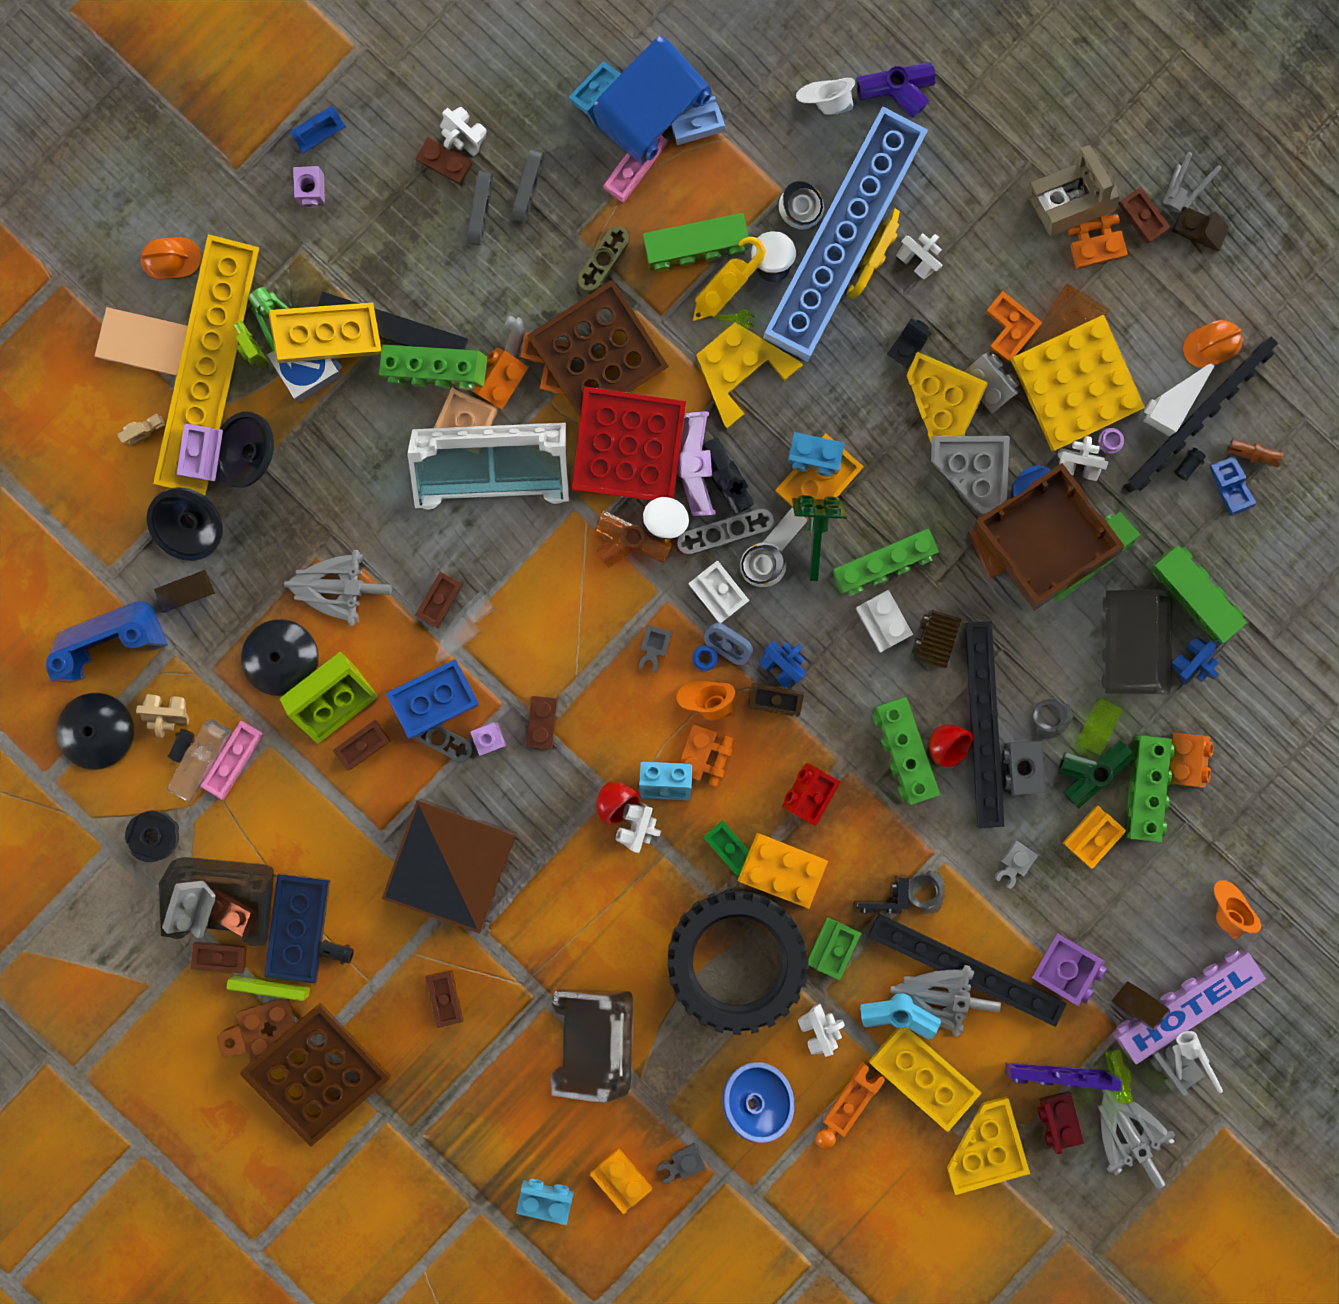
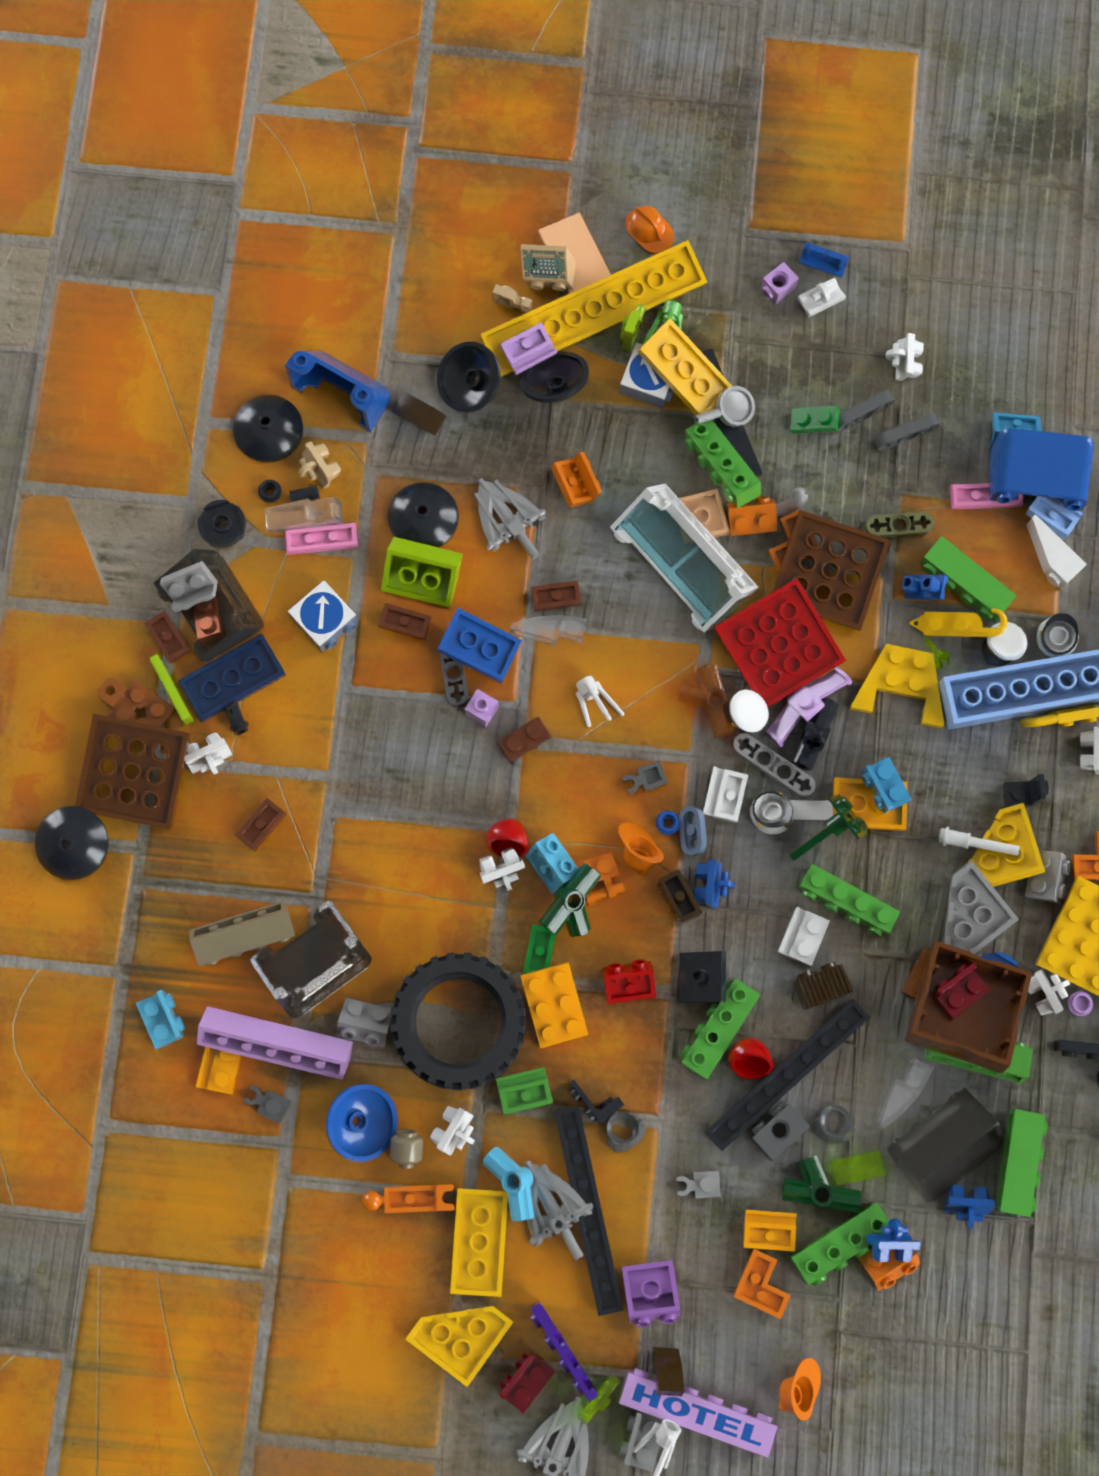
camera: 50 degrees right, 10 degrees down
(137, 377) = (547, 267): none -> slope
(147, 772) = (266, 485): none -> black plate
(304, 812) = (323, 616): none -> piece
(337, 1154) = (87, 839): none -> black dish
(350, 502) = (576, 480): none -> orange bracket
(351, 160) = (821, 297): none -> white hips
(352, 1000) = (208, 756): none -> white hips
(391, 317) = (733, 407): none -> light grey piece
(444, 161) = (874, 362): copper plate -> none
(449, 865) = (365, 751): tile -> none
(456, 255) = (815, 419): none -> green plate
(525, 1084) = (241, 933): none -> dark tan brick
(541, 635) = (590, 690): none -> white plant
(637, 1124) = (274, 1043): none -> lavender brick
(674, 283) = (924, 587): none -> blue hips
(676, 1036) = (364, 1022): none -> light grey bracket
(720, 796) = (573, 912): none -> dark green piece
(733, 151) = (1056, 558): none -> white slope
(805, 1079) = (406, 1148): none -> dark tan head
(854, 732) = (702, 977): none -> black plate
(910, 425) = (965, 840): none -> white pin
(1031, 533) = (960, 992): none -> dark red bracket
(1072, 643) = (904, 1093): none -> clear slope
(1131, 884) = (754, 1285): none -> orange plate
(1181, 747) = (893, 1237): none -> blue hips

